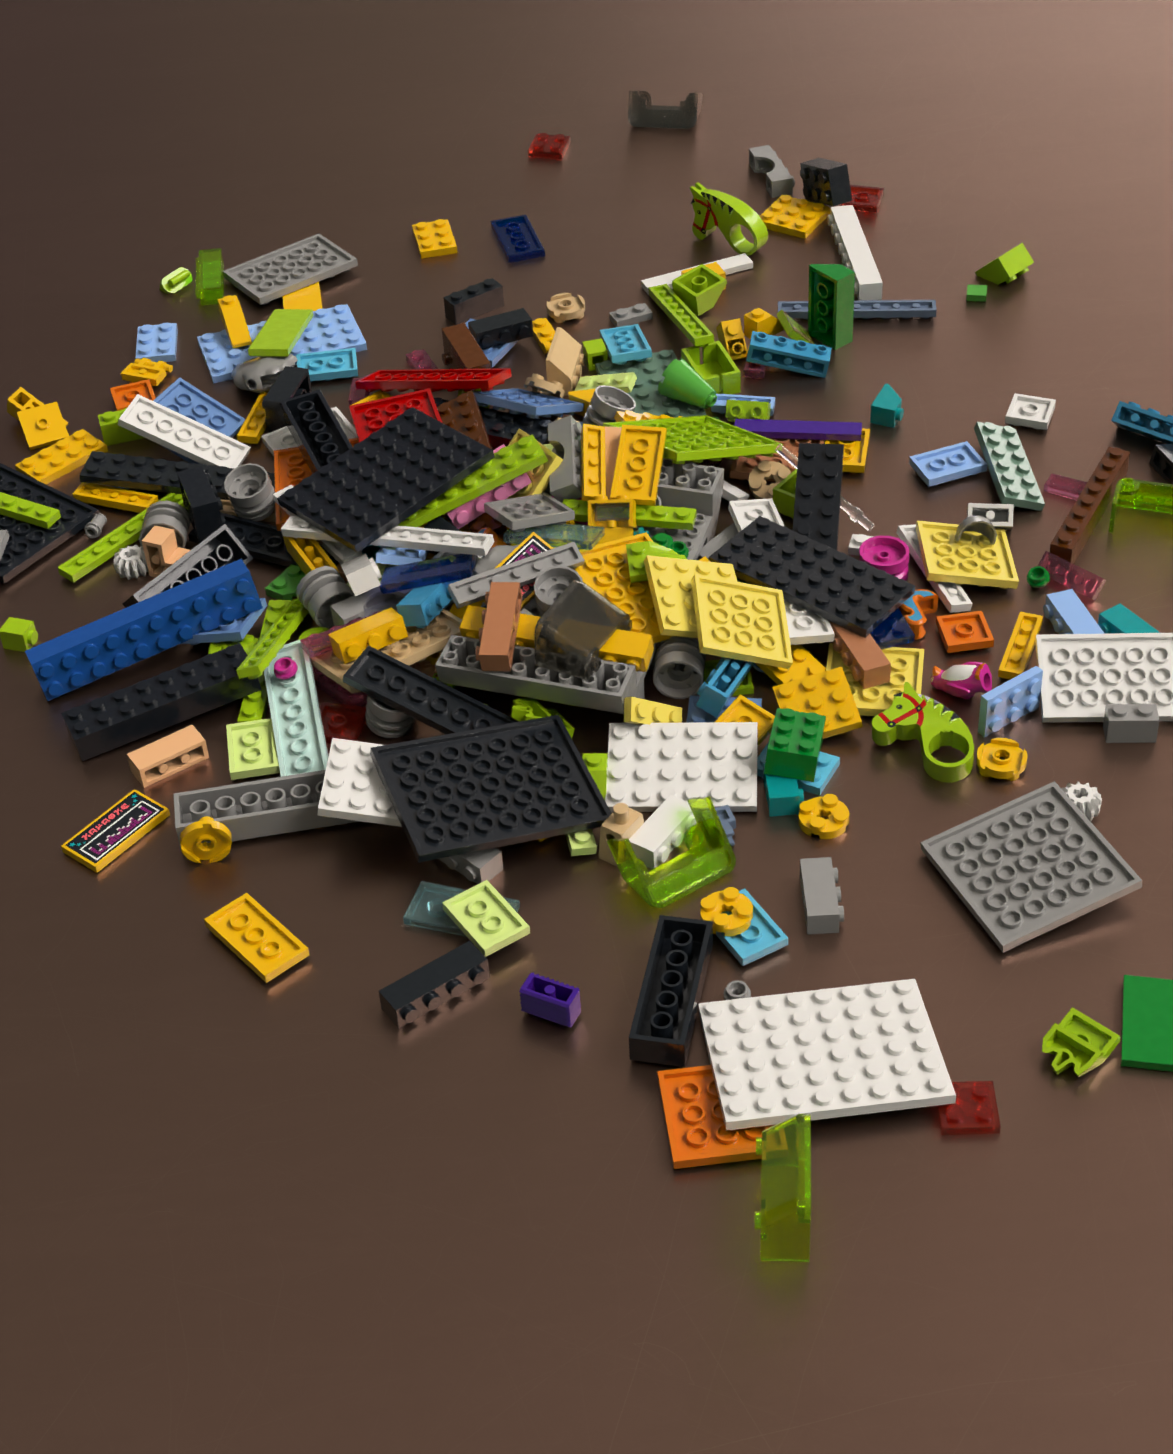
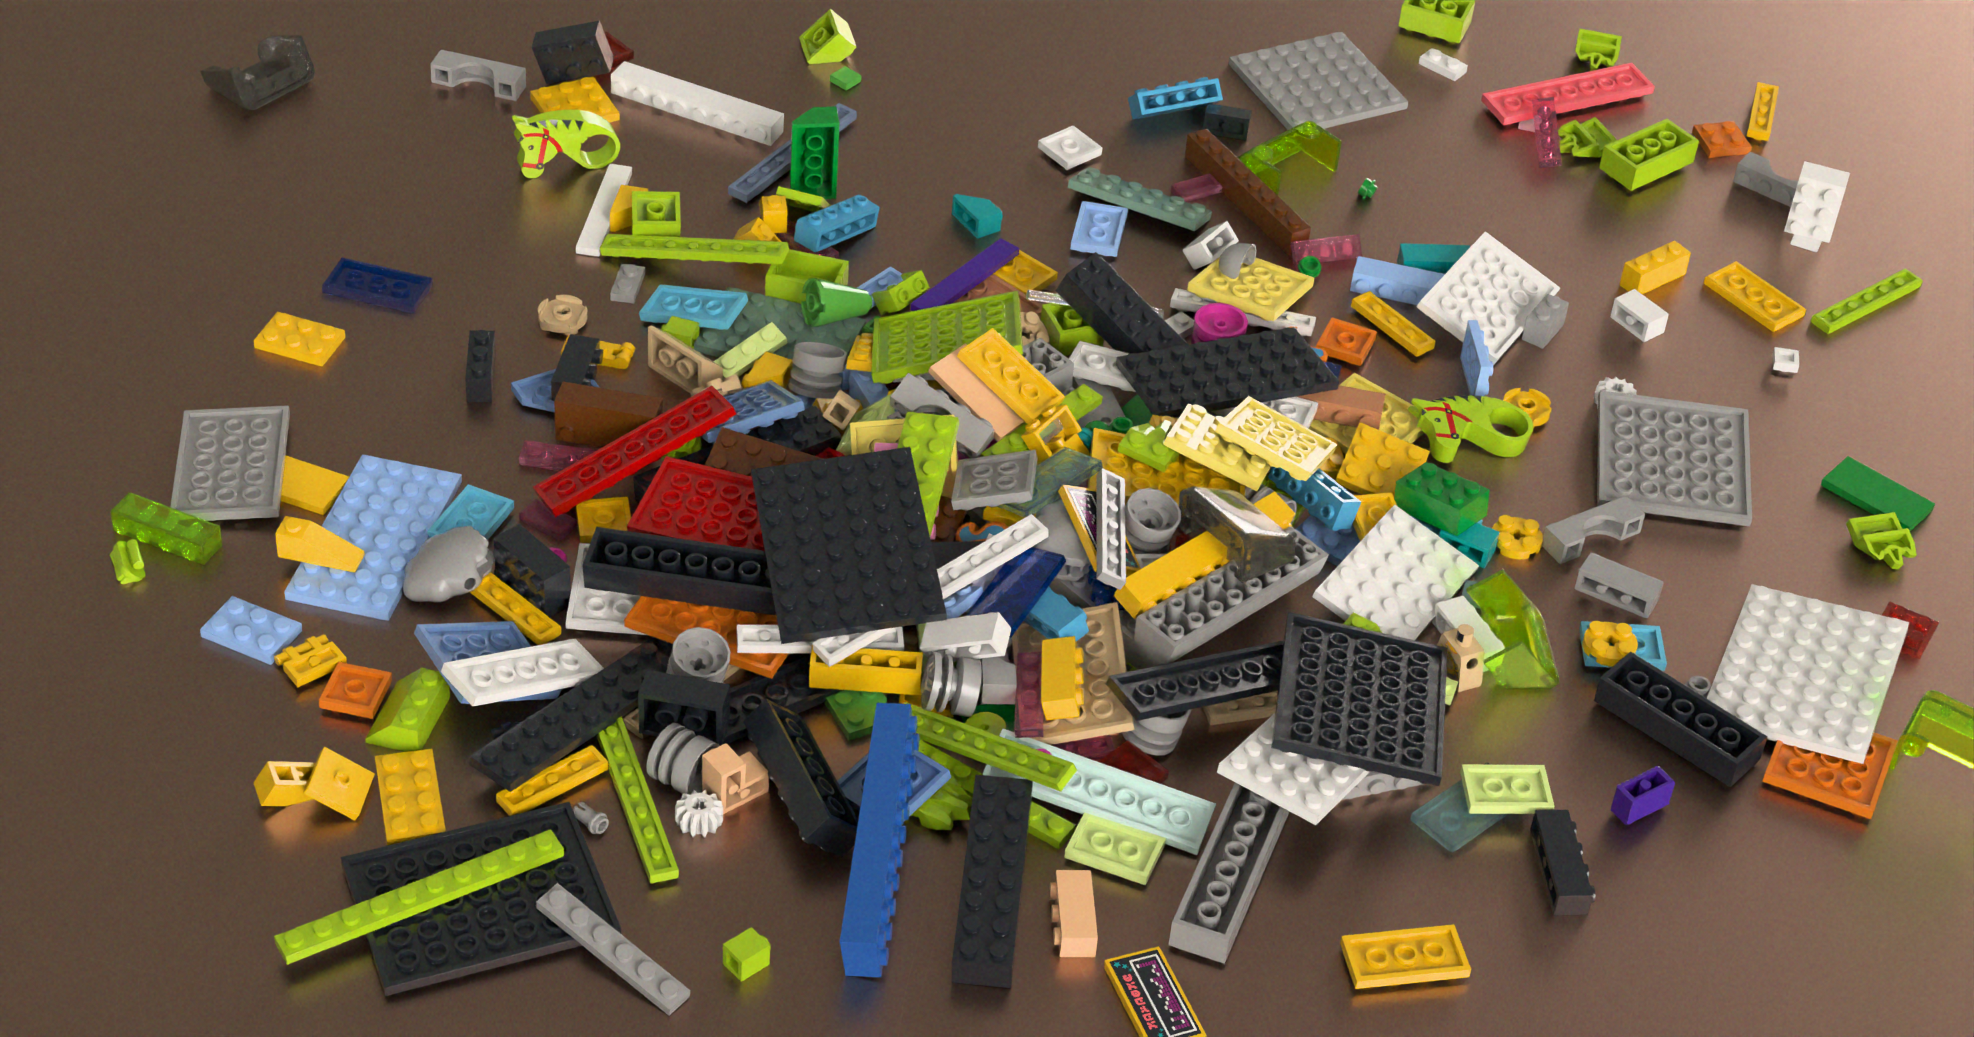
camera: 65 degrees left, 0 degrees up
(202, 830) = (1252, 935): yellow plate -> none
(280, 333) = (400, 517): lime tile -> none
(500, 626) = (1185, 572): nougat brick -> none
(529, 709) = (1259, 631): lime plate -> none
(549, 146) = (213, 179): clear red plate -> none
(593, 461) = (978, 401): yellow plate -> none
(643, 711) = (1333, 562): light yellow plate -> none
(850, 842) = (1616, 519): none -> light grey arch
(963, 679) = (1418, 372): dark pink animal -> none

